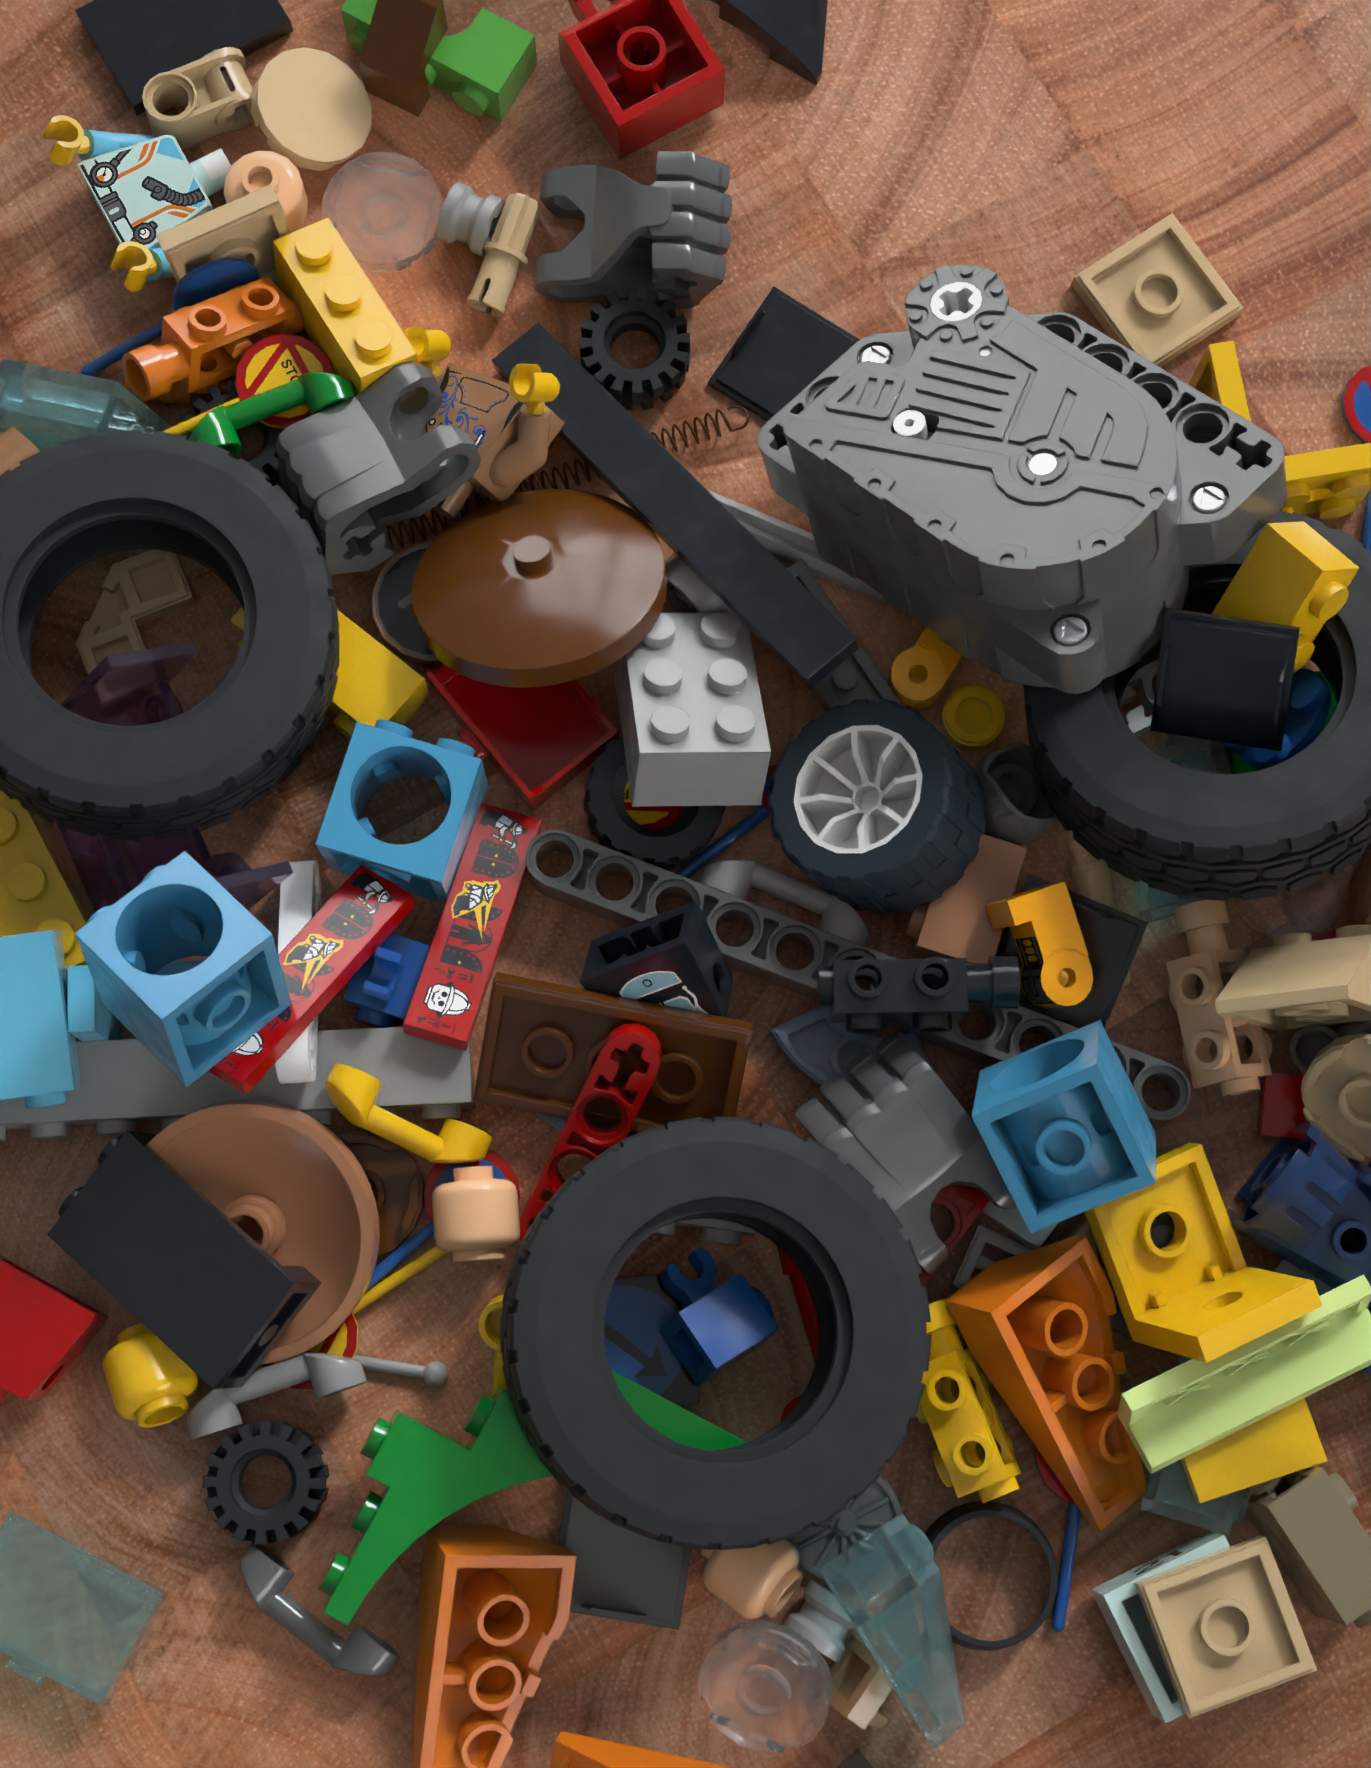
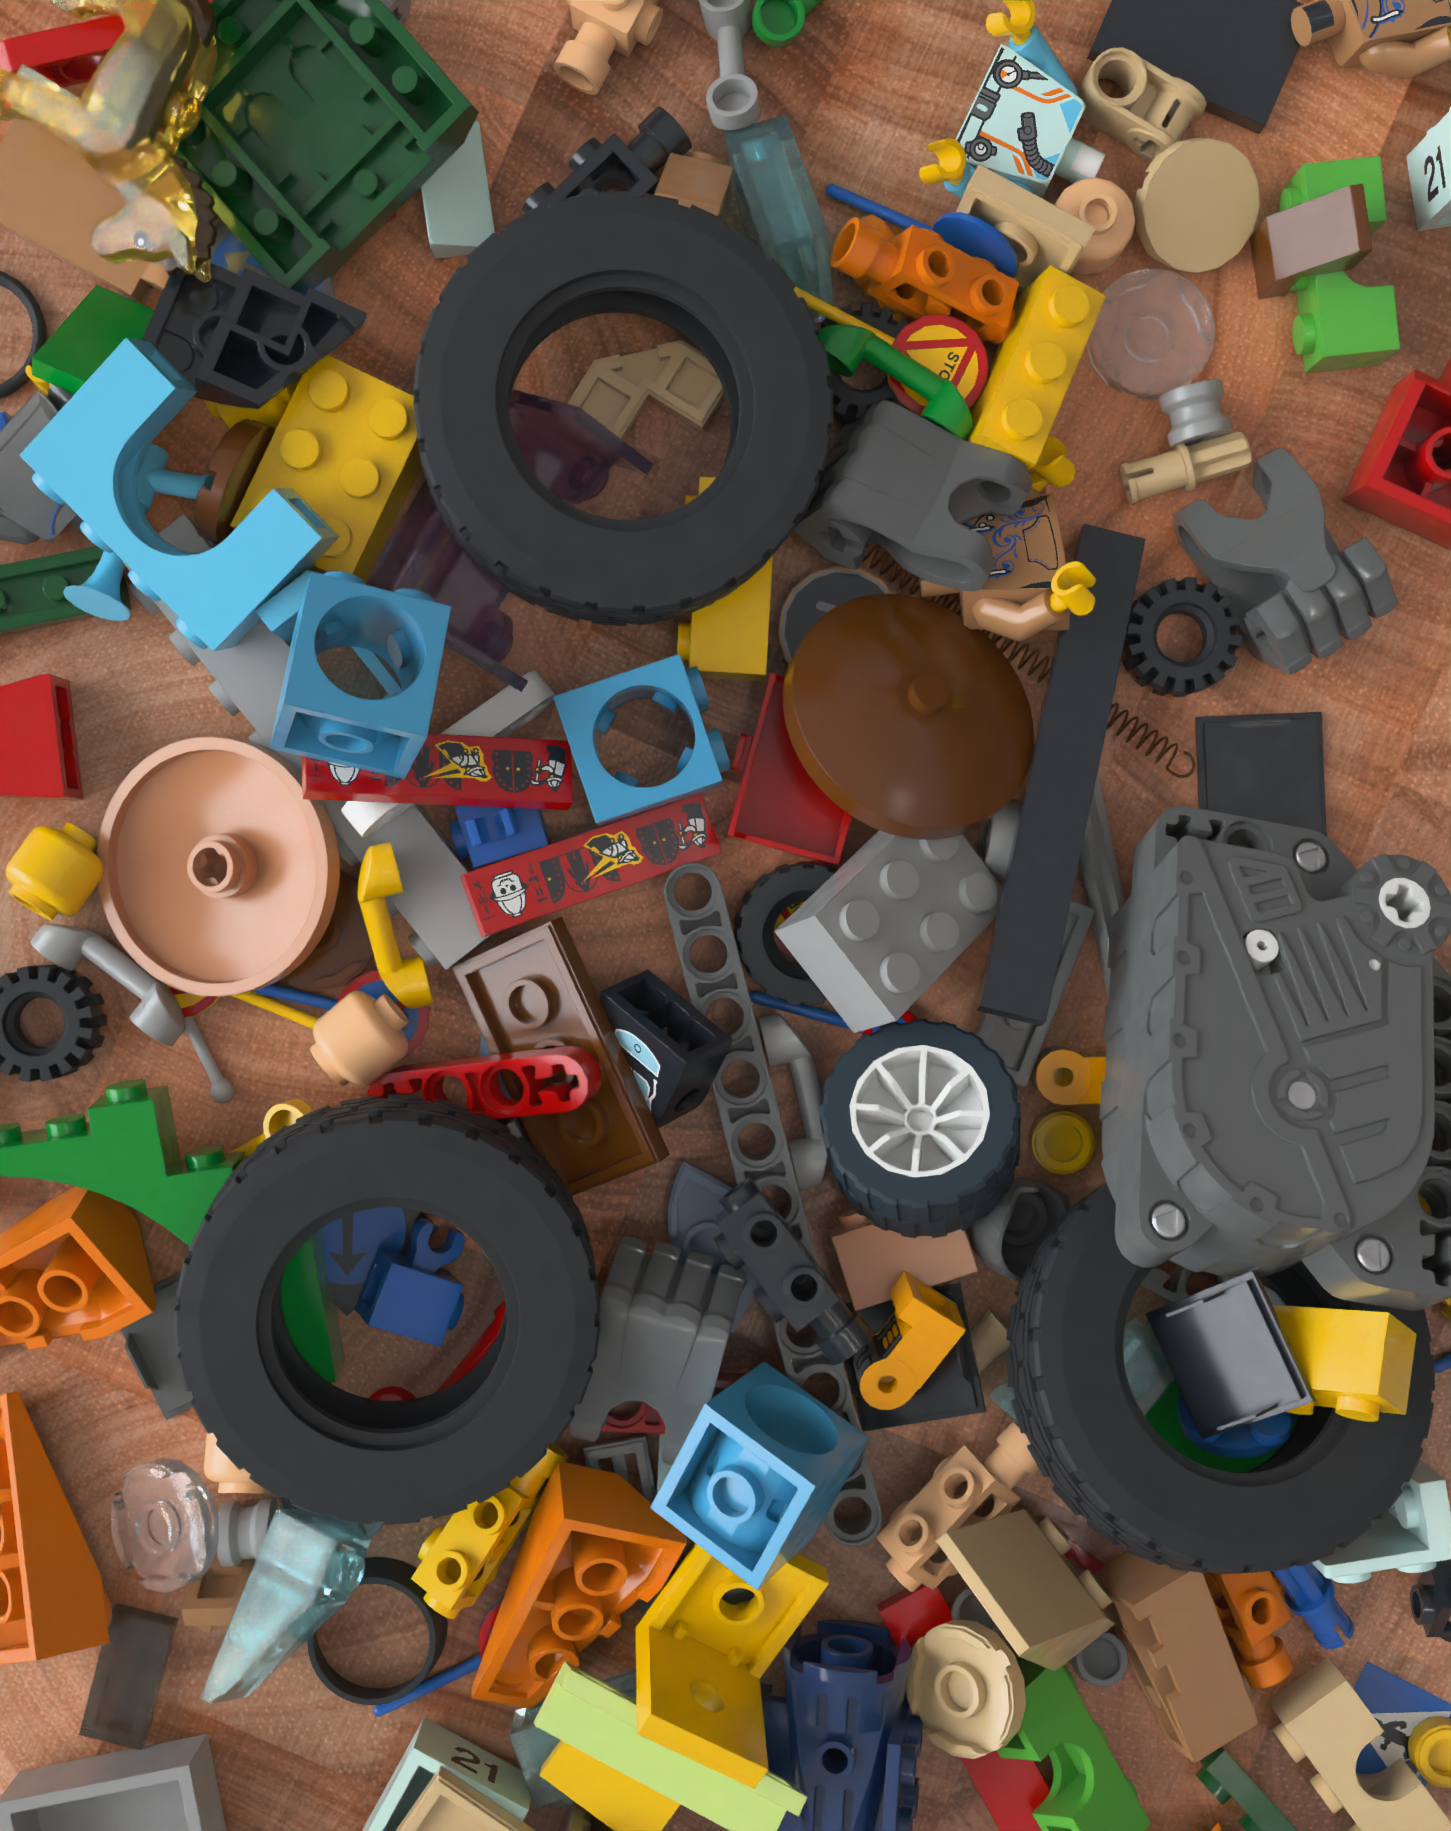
camera: 60 degrees right, 10 degrees up
(180, 1263) = (148, 831): black panel -> none

